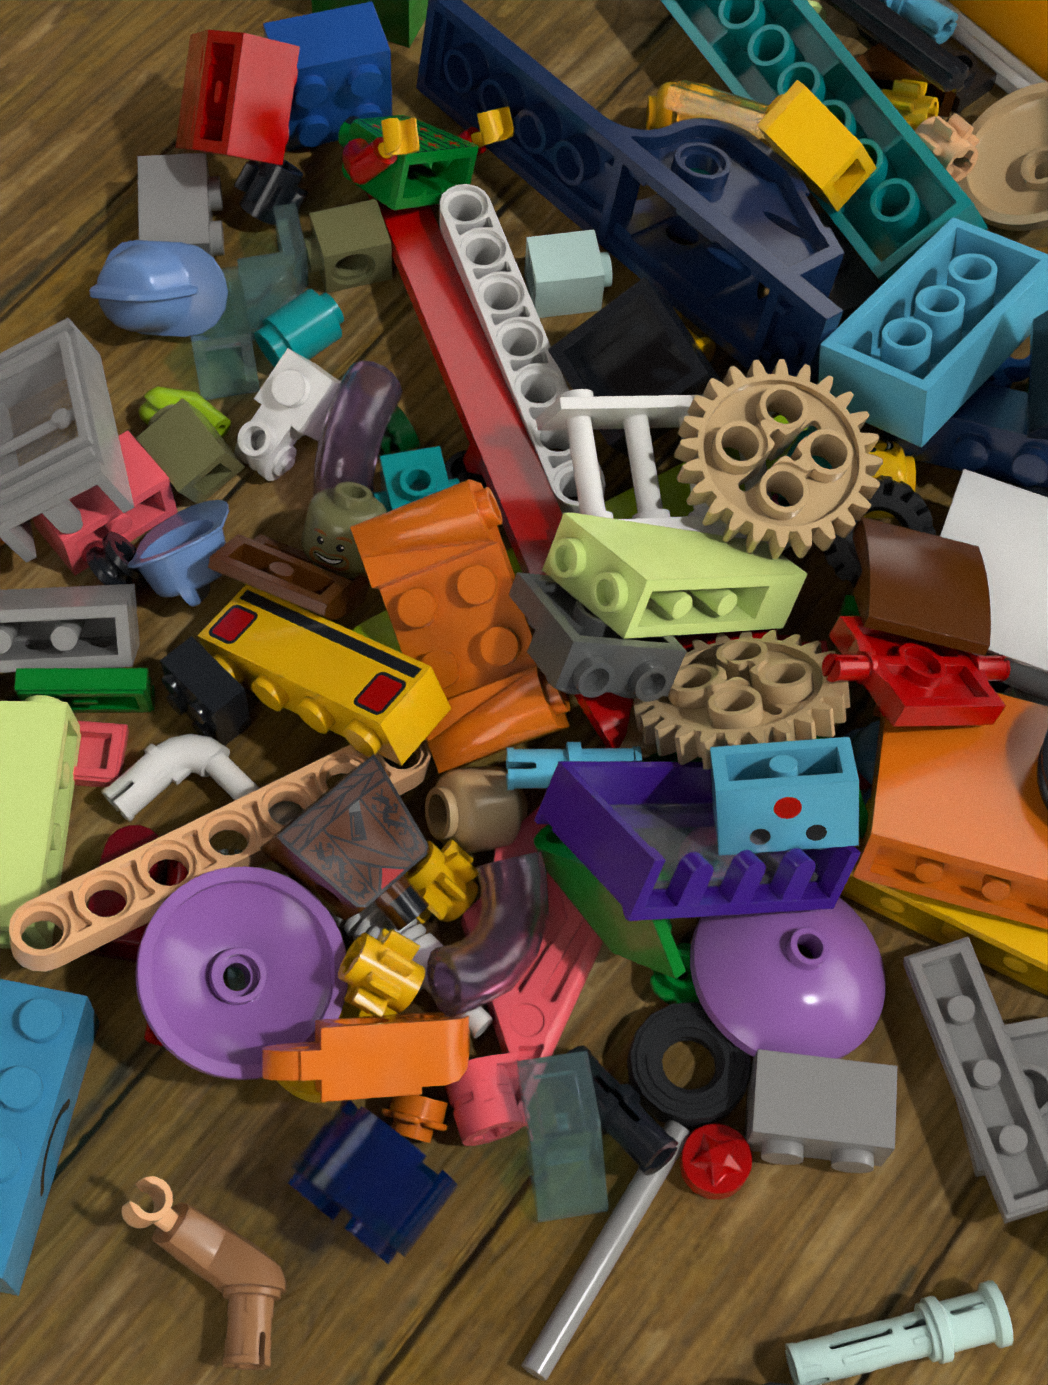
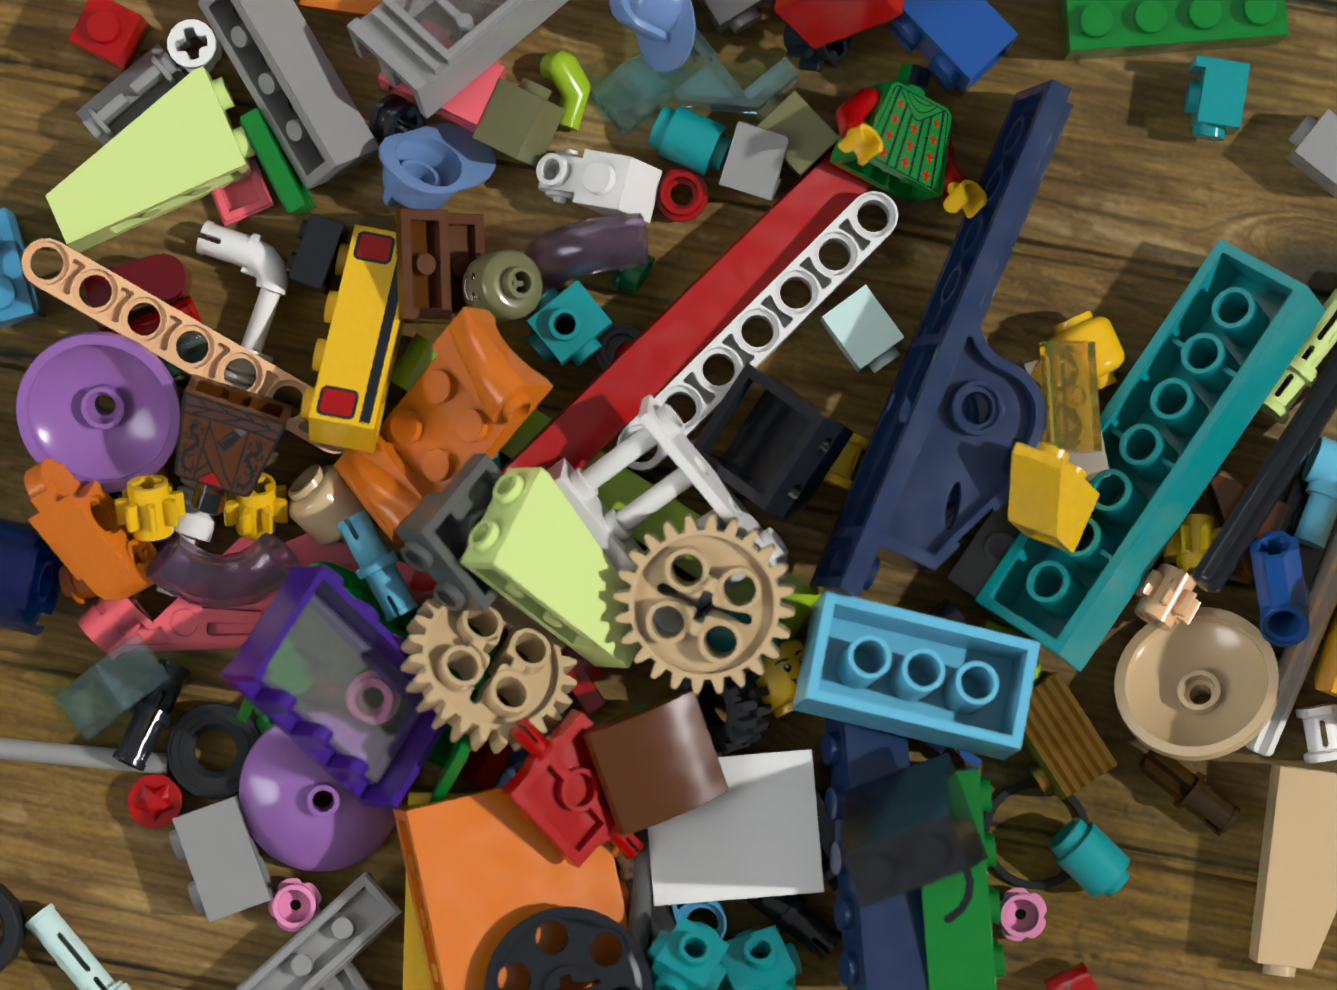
camera: 70 degrees right, 25 degrees up
(344, 351) = (689, 179): none -> red plate
(356, 278) = (755, 161): none -> light grey panel
(785, 796) = (397, 735): medium azure brick -> none
(917, 1048) = (294, 889): none -> bright pink plate
(993, 63) = (1280, 588): none -> blue piece

